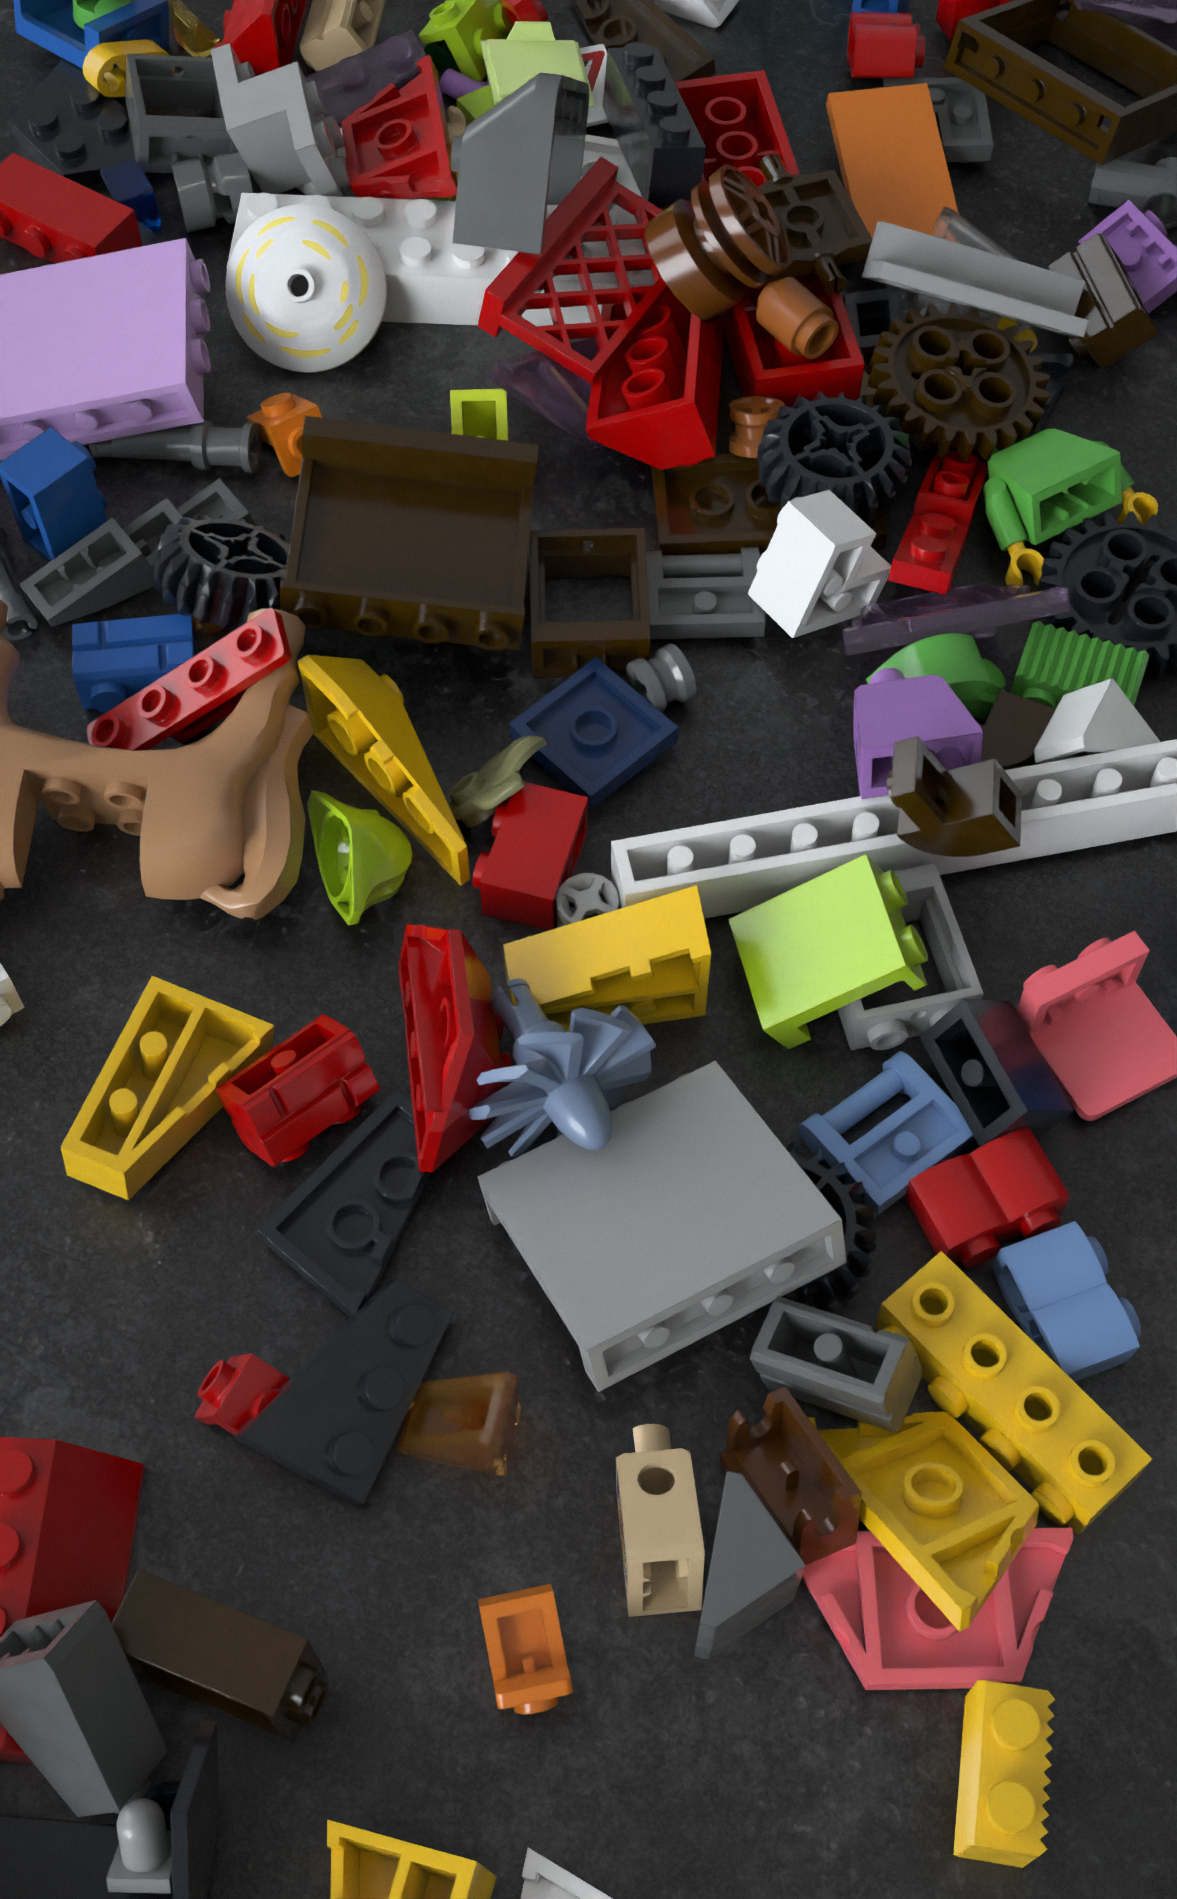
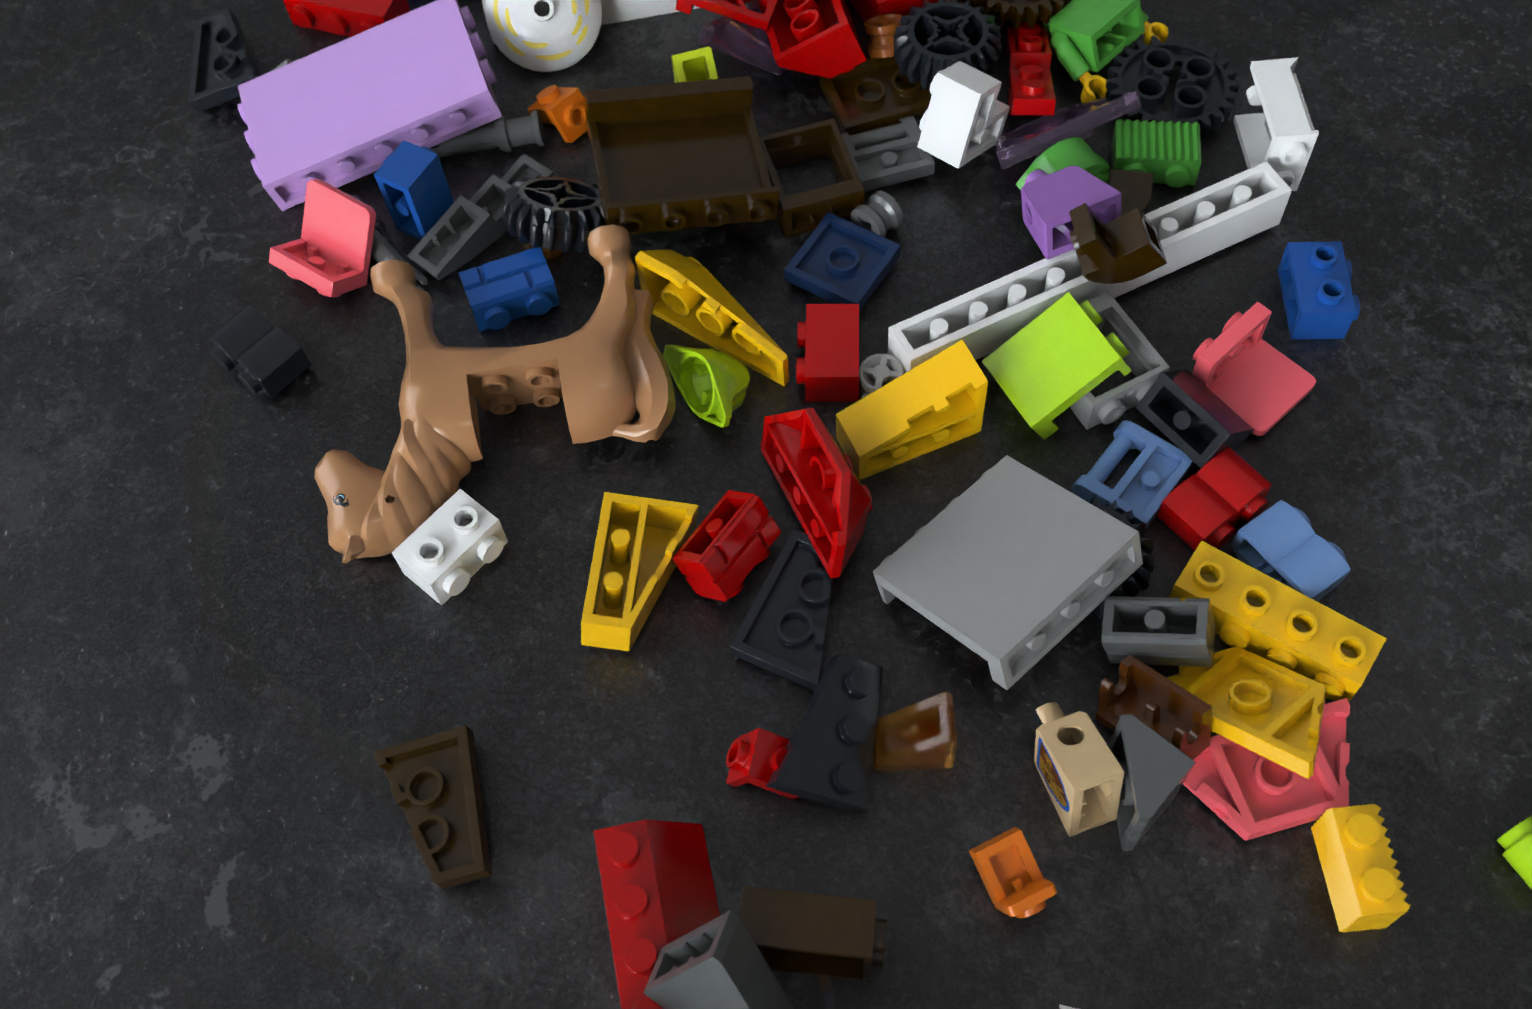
camera: 10 degrees left, 0 degrees up
(197, 690) = (567, 292): red bracket -> none
(479, 793) = (789, 308): olive plate -> none
(560, 1073) = (910, 486): sand blue piece -> none
(1093, 723) = (1180, 175): white slope -> none

